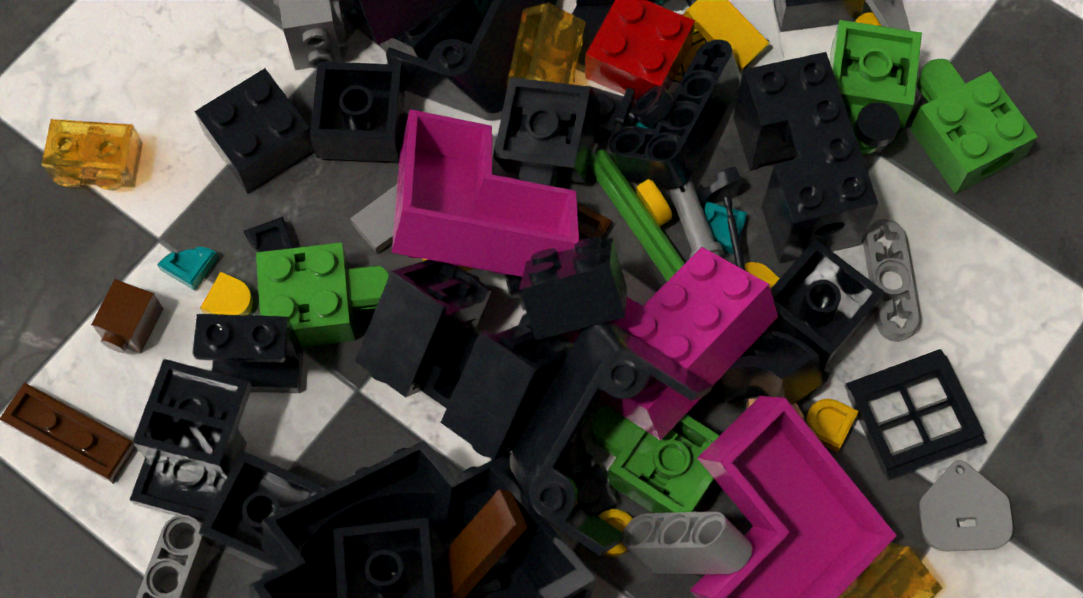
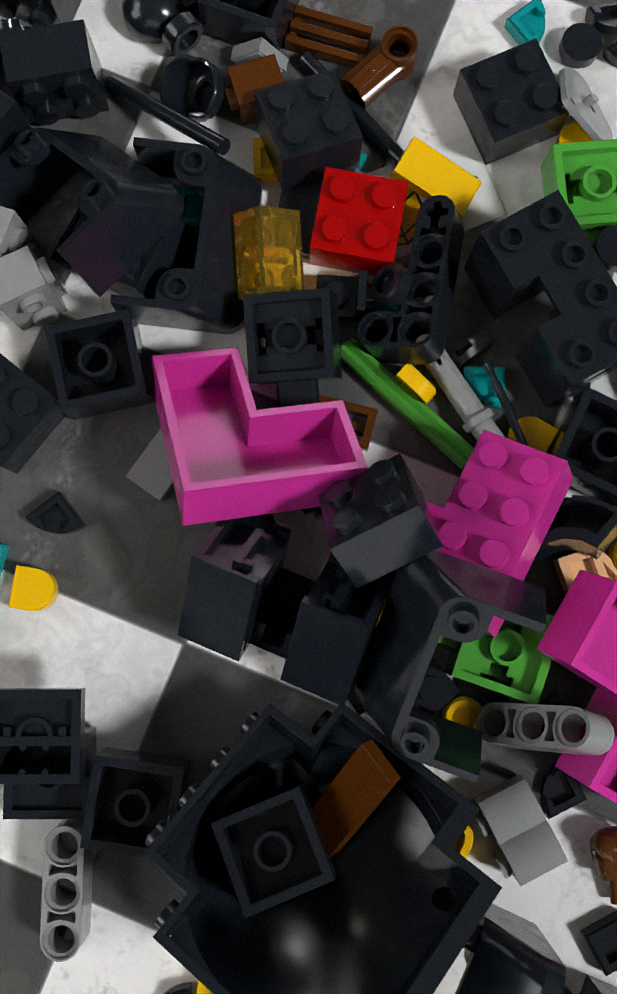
camera: 15 degrees left, 15 degrees up
(251, 349) = (68, 653): black panel -> none
(317, 291) = (115, 564): bright green brick -> none

